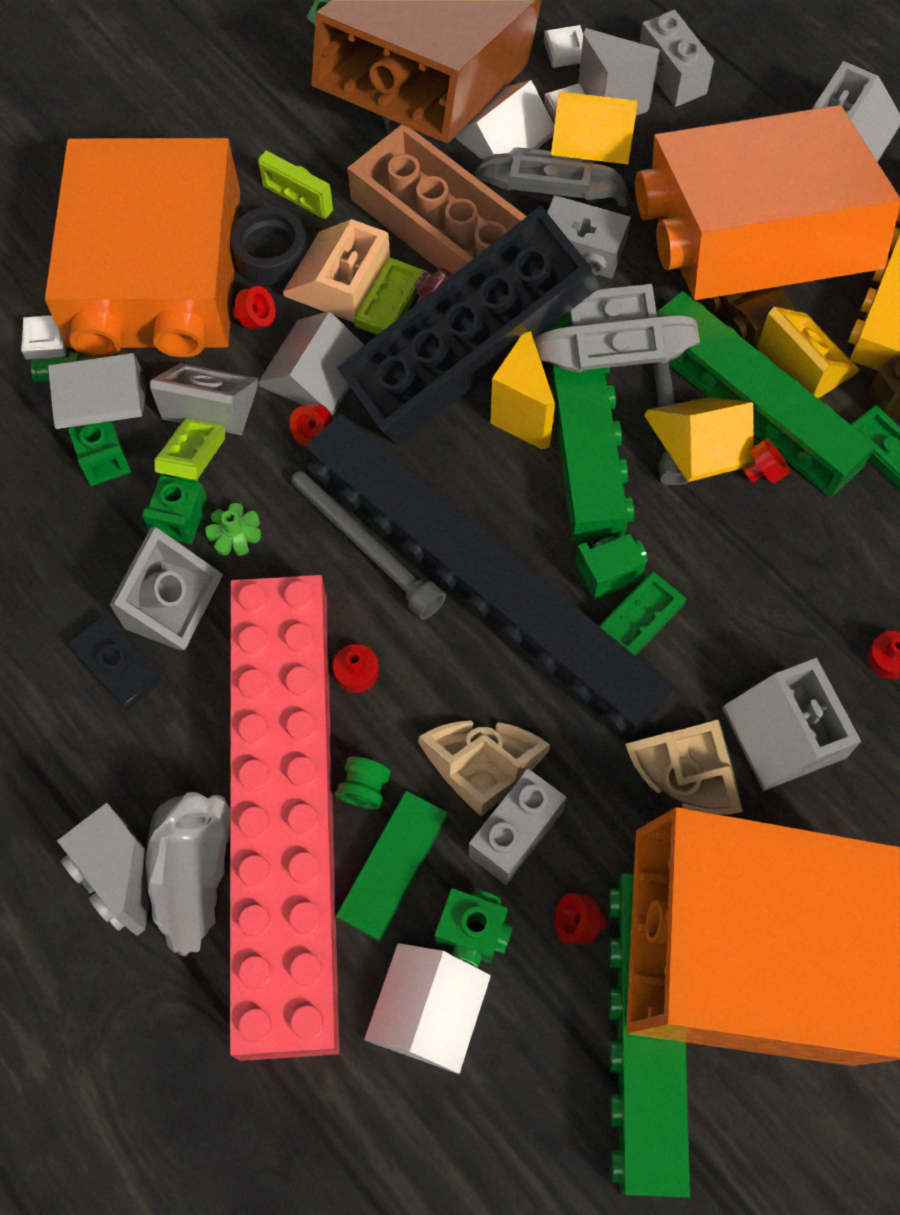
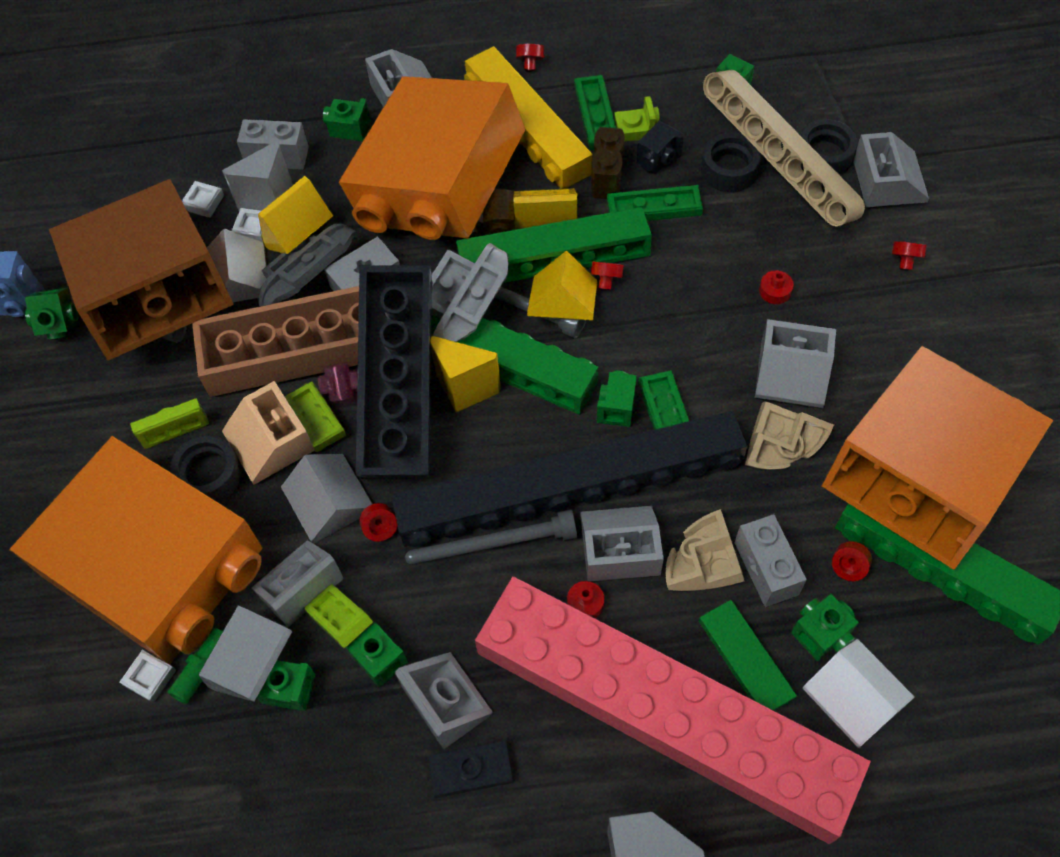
camera: 55 degrees left, 5 degrees down
(186, 866) = (658, 787): light grey hair -> none
(233, 530) = (419, 625): bright green plant -> none
(254, 307) = (251, 507): red tile -> none
(363, 782) = (678, 641): green wheel -> none
(437, 660) = (621, 543): none -> light grey slope
(762, 94) = (347, 119): none -> green brick

